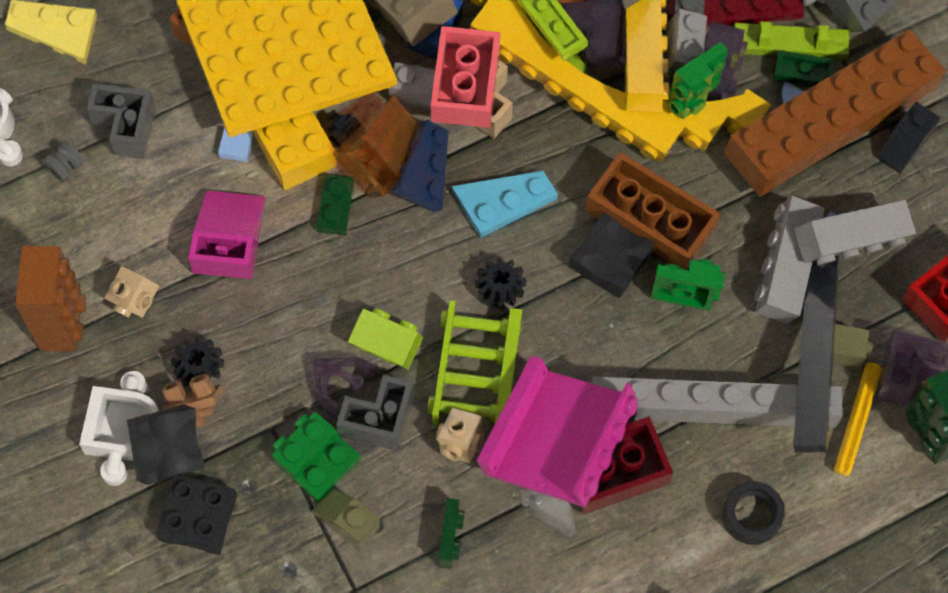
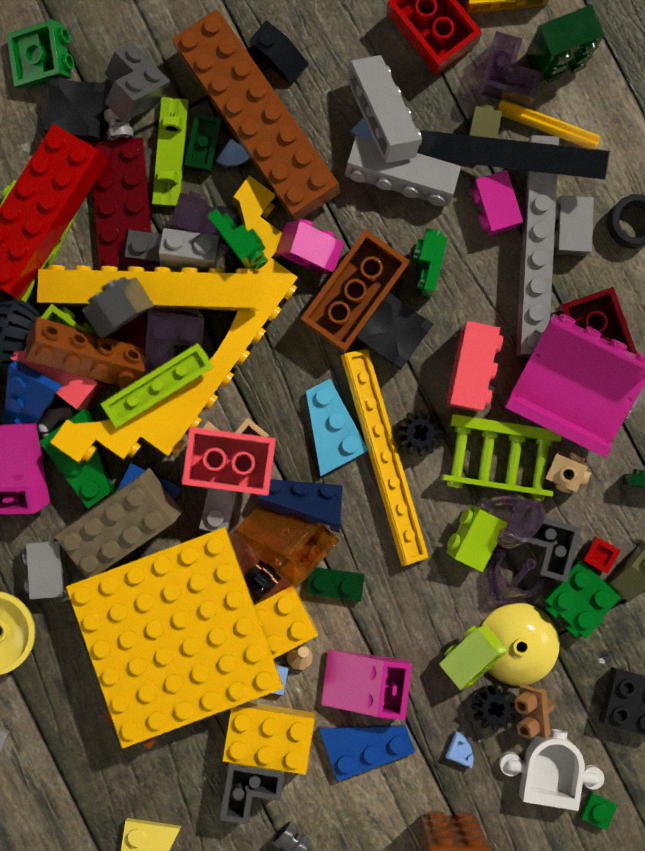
camera: 90 degrees left, 20 degrees up
(75, 479) = (598, 810): none -> green plate
(131, 293) = (429, 770): tan brick -> none
(150, 332) = (460, 750): none -> light blue tile
(158, 235) = (364, 748): none -> blue wing
(164, 444) = (582, 734): black brick -> none
(175, 138) = (269, 737): none -> yellow brick
(254, 333) = (473, 656): none -> lime brick
(258, 170) = (299, 657): none -> tan rock
(268, 410) = (526, 624): none -> light yellow dish
(366, 477) = (601, 555): none -> red plate
(394, 367) = (518, 529): none -> helmet
(473, 249) = (384, 457): none -> yellow tile
(574, 329) = (474, 367): none -> coral brick
(699, 164) = (310, 247): none -> dark pink brick
(742, 442) = (573, 226): none -> light grey brick
(763, 359) = (496, 203): none -> dark pink brick

